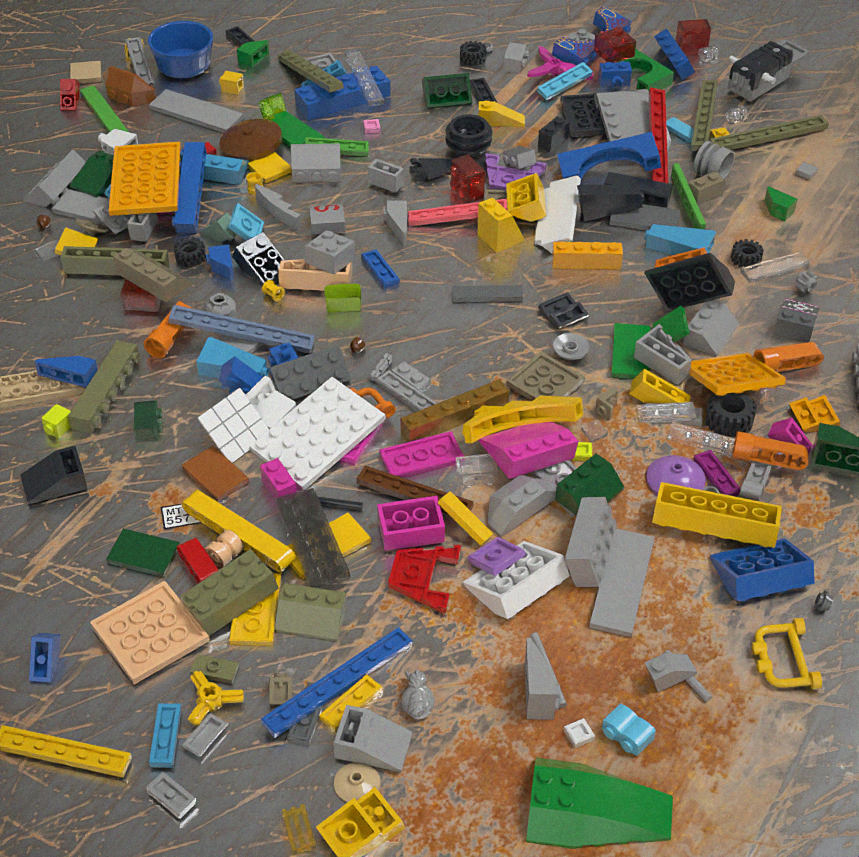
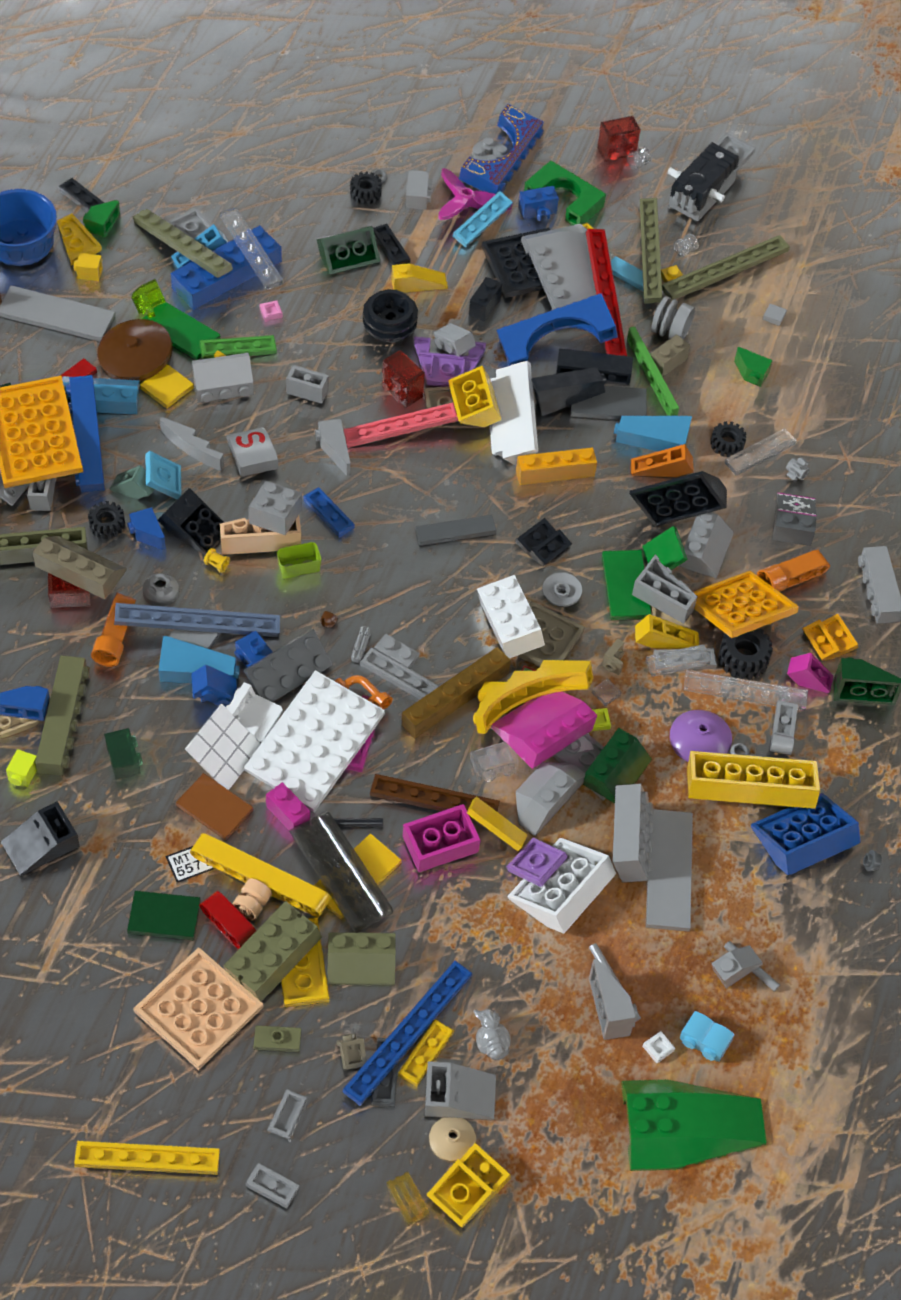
camera: 15 degrees left, 10 degrees up
(44, 656) = (96, 1056): blue slope -> none
(165, 735) = (248, 1122): dark azure plate -> none
(210, 697) = (276, 1068): yellow bush -> none
(228, 62) = (76, 238): none -> yellow wing
(252, 179) = (155, 410): yellow wheel -> none
(414, 571) = (456, 895): red wing -> none
(421, 455) = (431, 750): dark pink tile -> none
(430, 167) = (360, 361): black flag -> none
(497, 226) = (450, 442): yellow slope -> none
(518, 358) = (510, 617): none -> white brick
(614, 45) = (533, 165): clear red brick -> none
(674, 54) = (601, 165): blue brick -> none
(717, 473) = (742, 726): magenta tile -> none
(747, 448) = (793, 695): orange beam -> none
(765, 666) = (826, 943): yellow bar -> none

